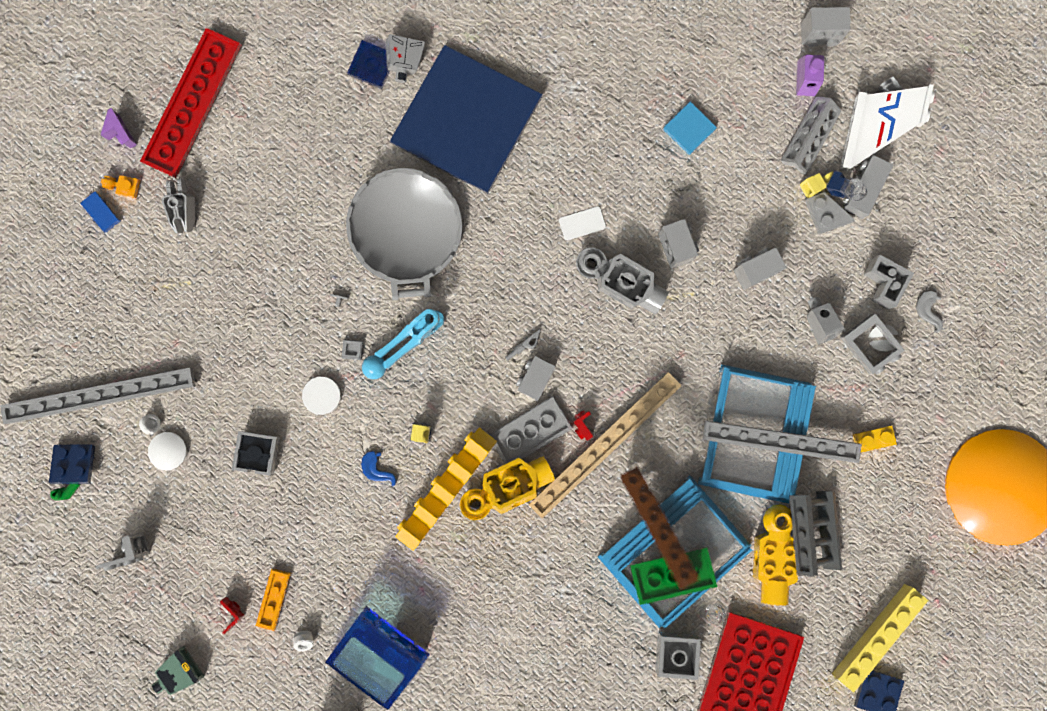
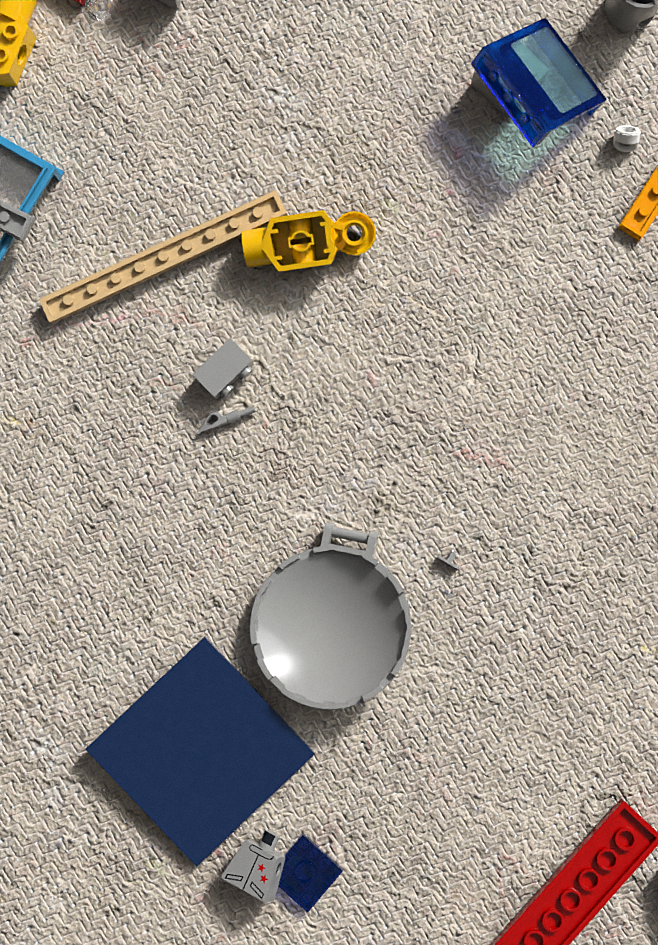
camera: 160 degrees left, 0 degrees up
(179, 206) = (627, 754): light grey hinge -> none
(256, 453) = (618, 390): piece -> none
(321, 395) = (511, 439): white tile -> none
(352, 349) = (452, 486): light grey tile -> none
(370, 470) = (475, 320): blue piece -> none
(419, 329) = (428, 453): medium azure piece -> none
(421, 433) = (396, 346): light yellow leg -> none
(445, 488) = (385, 266): yellow brick -> none
(531, 431) = (254, 305): light grey tile -> none
(582, 223) = (94, 557): white sticker -> none
(582, 431) = (186, 284): red bracket -> none
(622, 280) = (65, 459): light grey brick -> none
(656, 582) = (132, 61): green plate -> none
(659, 527) = (122, 107): reddish brown window -> none
(697, 526) = (119, 91): piece -> none

